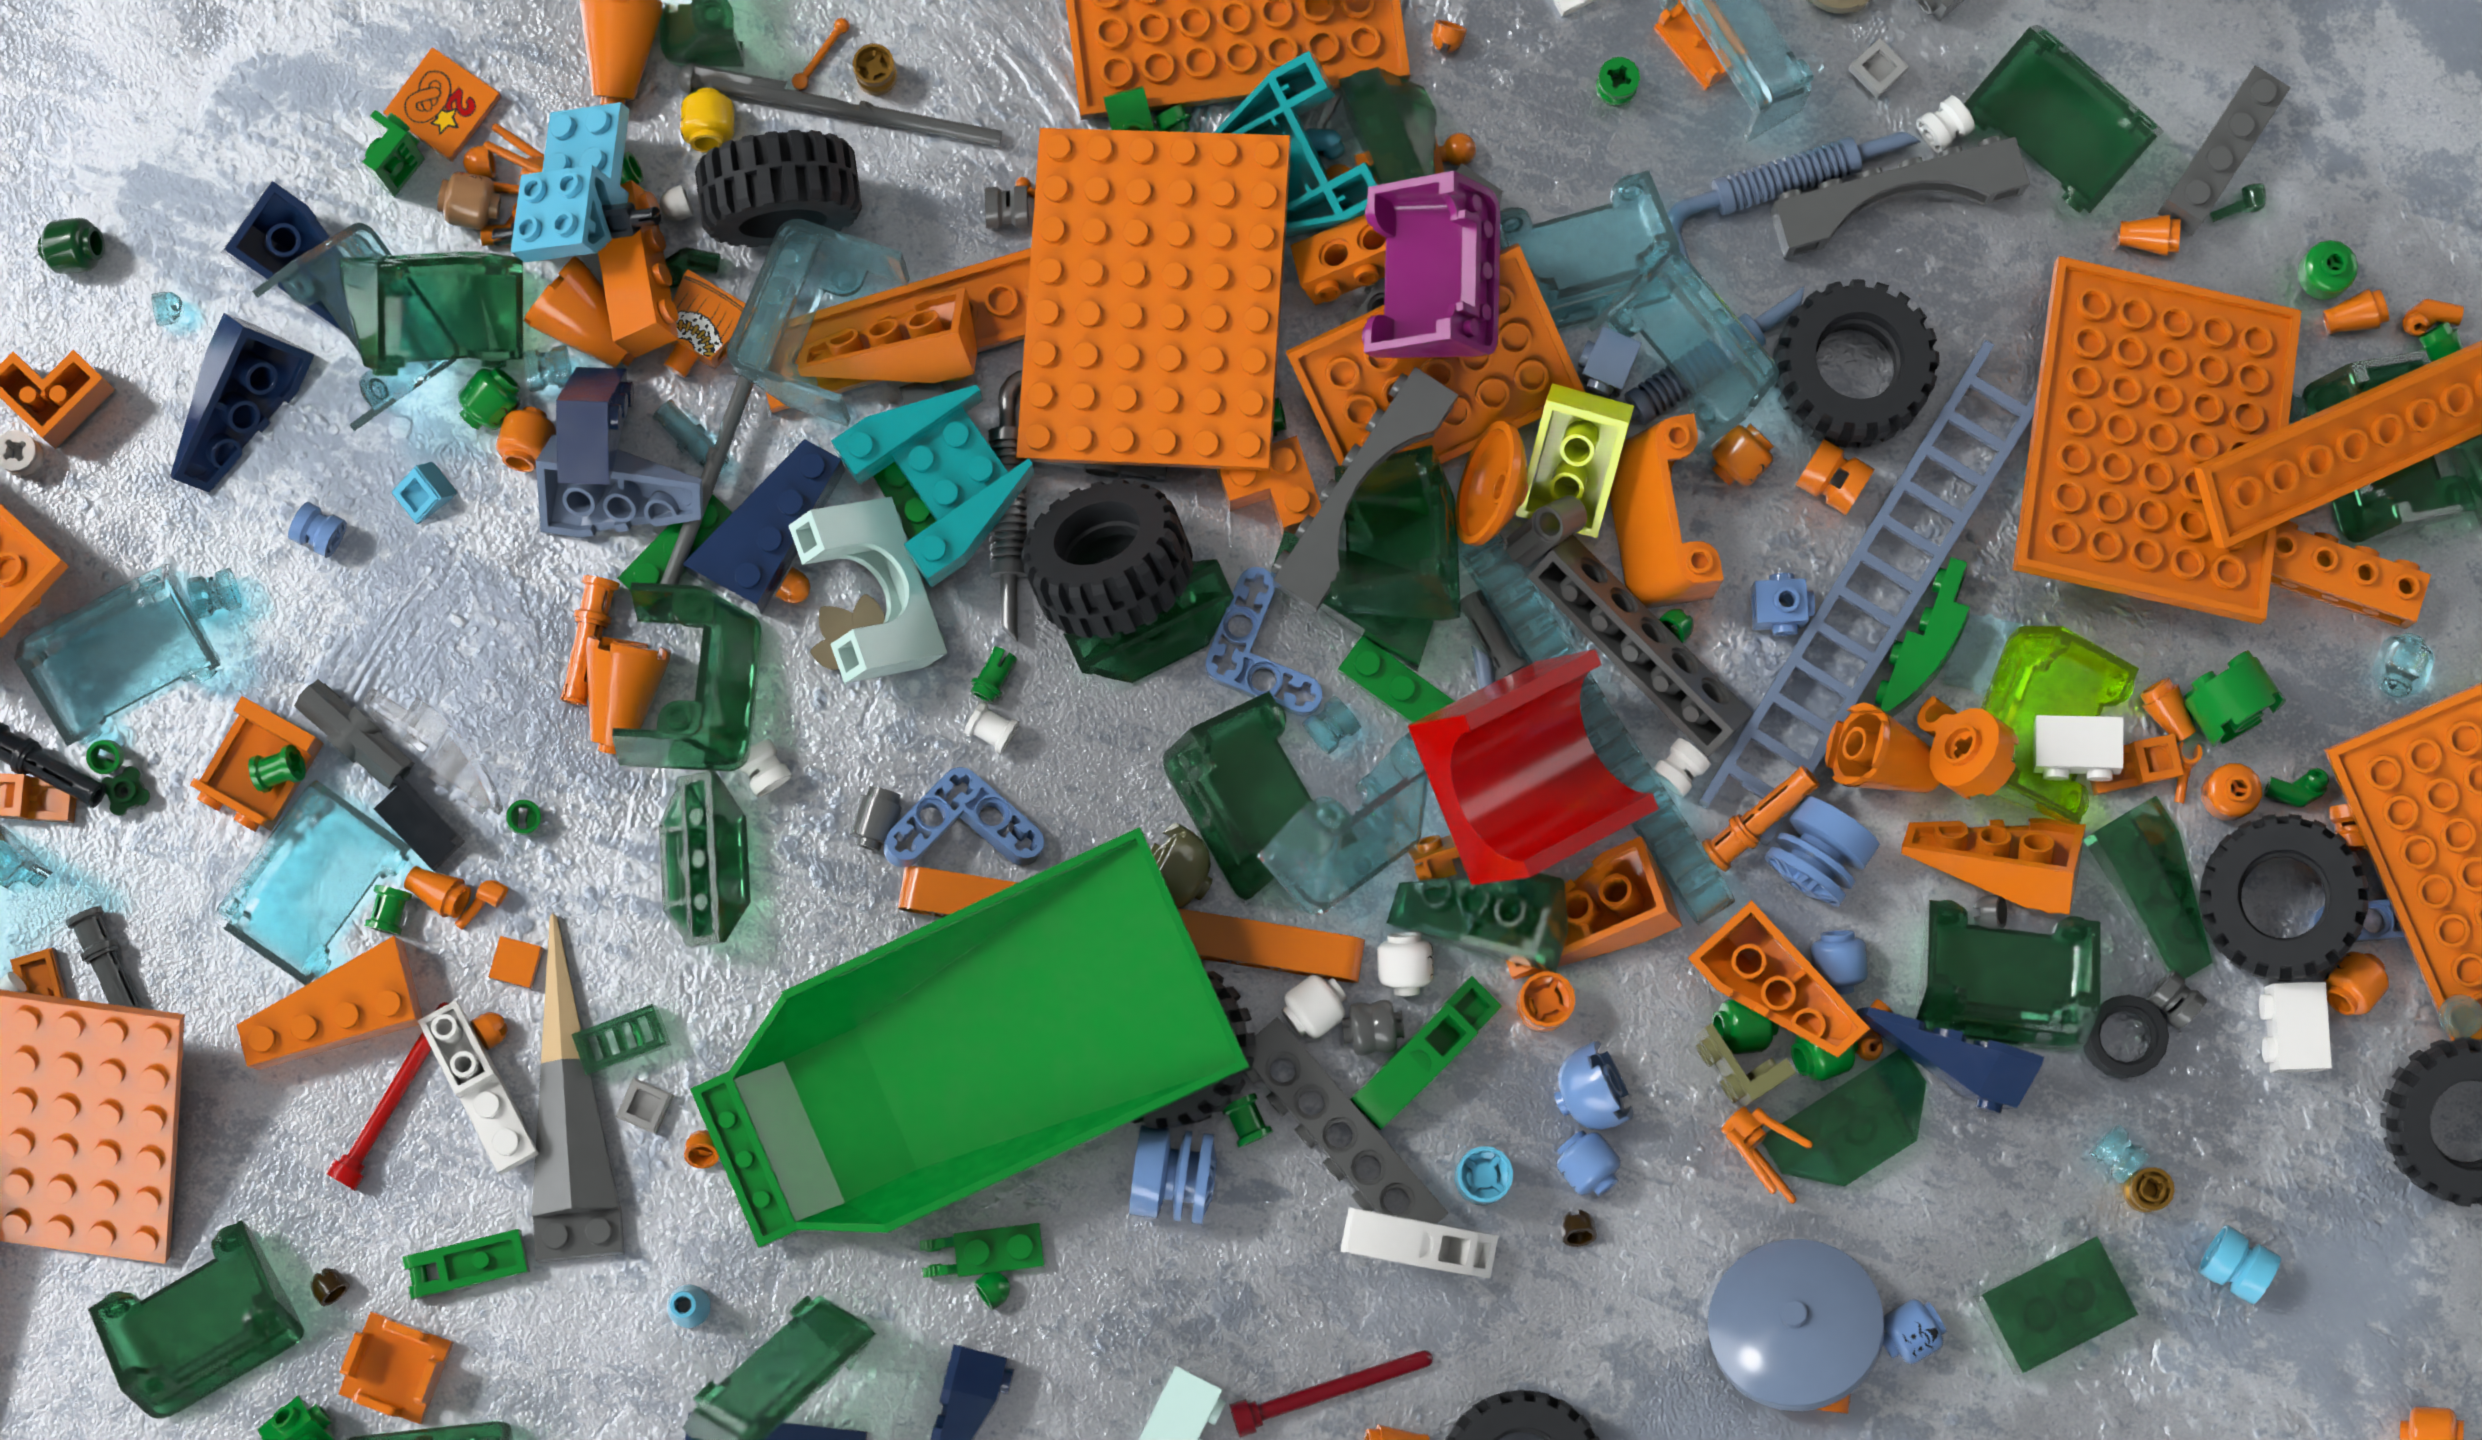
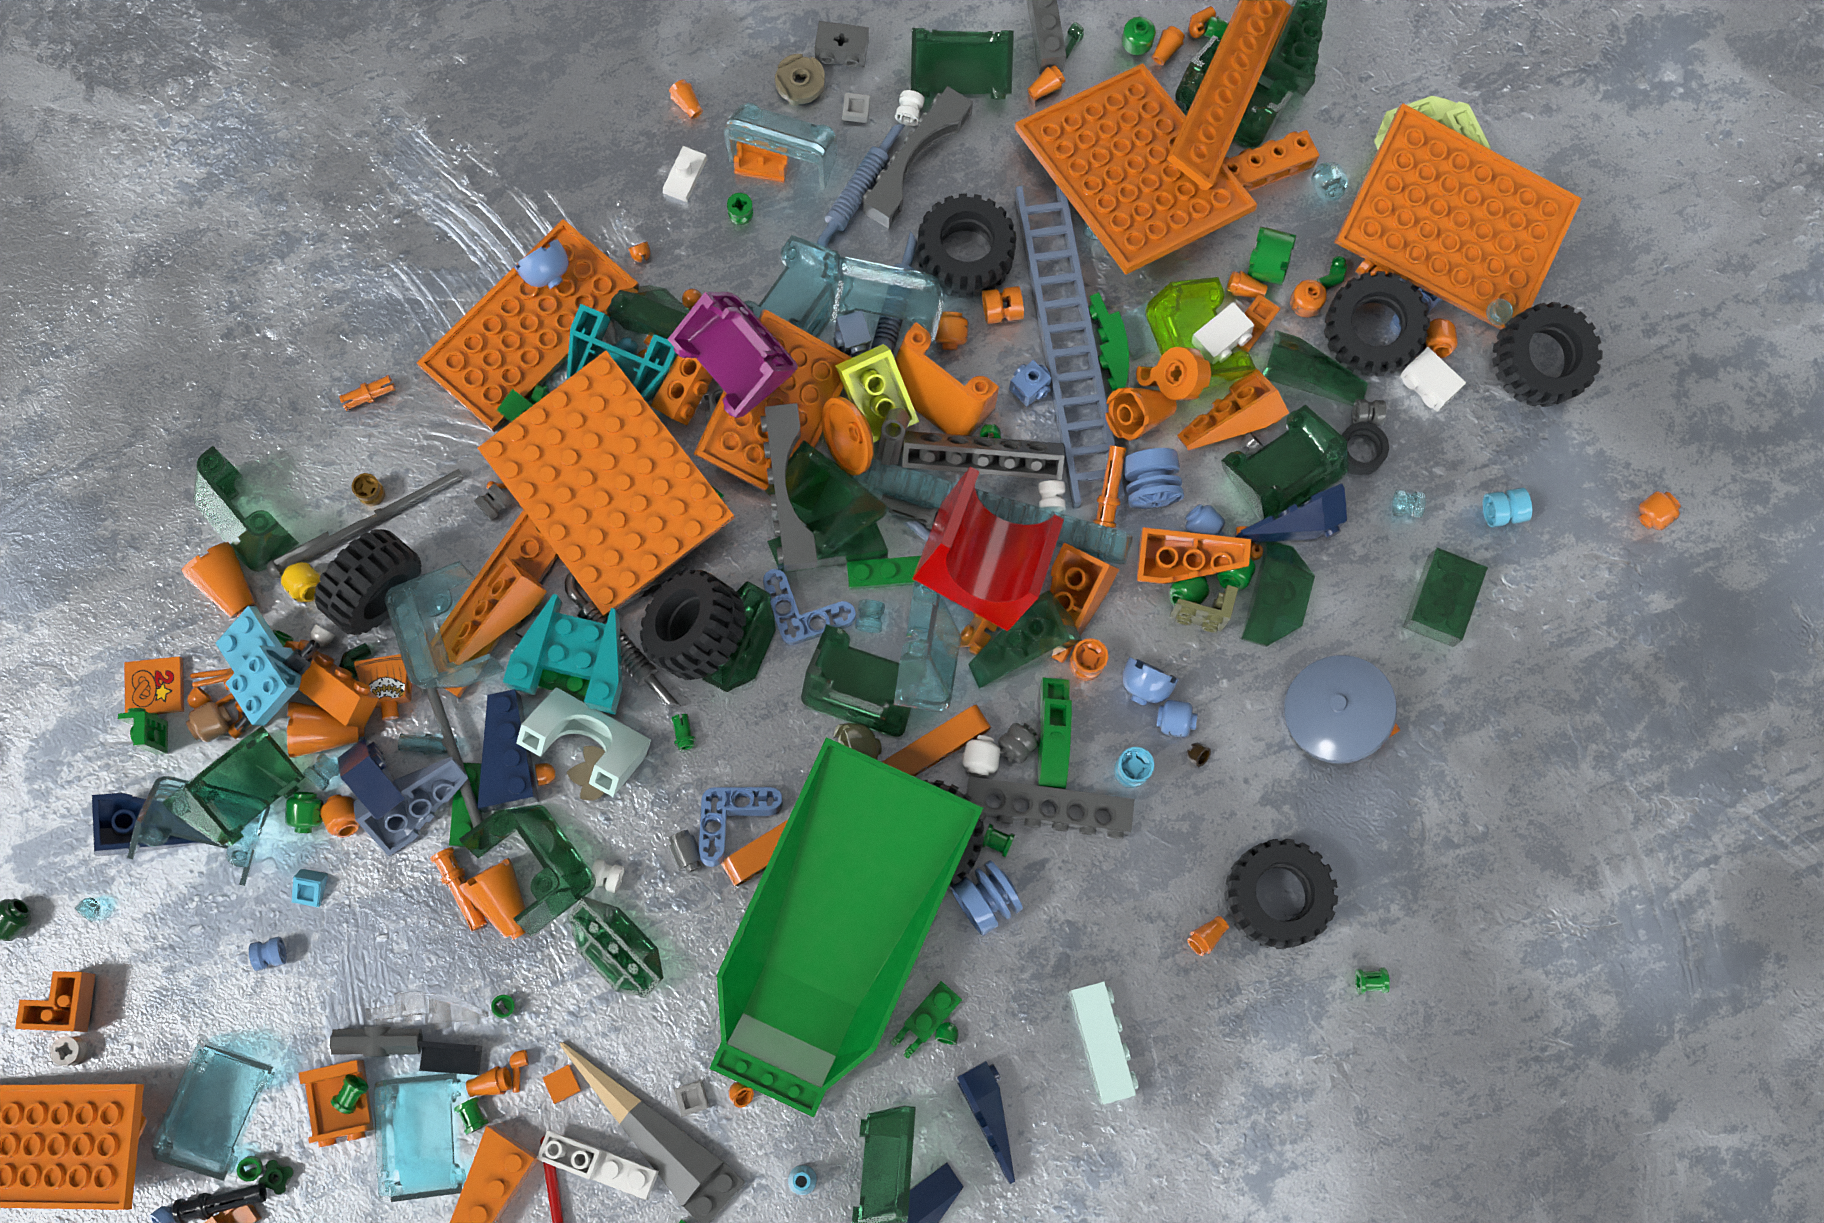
camera: 45 degrees left, 5 degrees down
(214, 593) = (238, 1033): clear light blue wheel -> none
(237, 391) = (165, 923): dark blue wedge -> none
(490, 1029) = (577, 1129): orange hinge -> none
(626, 1054) = (662, 1052): clear green slope -> none
(800, 80) = (334, 526): orange hinge -> none
(991, 727) = (704, 758): white bush -> none
(1251, 1415) = (1126, 982): dark red piece -> none
(1286, 485) = (749, 522): orange brick -> none
(1405, 963) = (1006, 698): white head -> none
(1419, 1243) = (1134, 825): white slope -> none
(1746, 1133) = (1235, 640): orange plant -> none
(1913, 1331) = (1395, 664): medium blue head -> none
(2140, 1193) = (1433, 514): pearl gold wheel -> none
(2187, 765) = (1276, 296): orange hand -> none

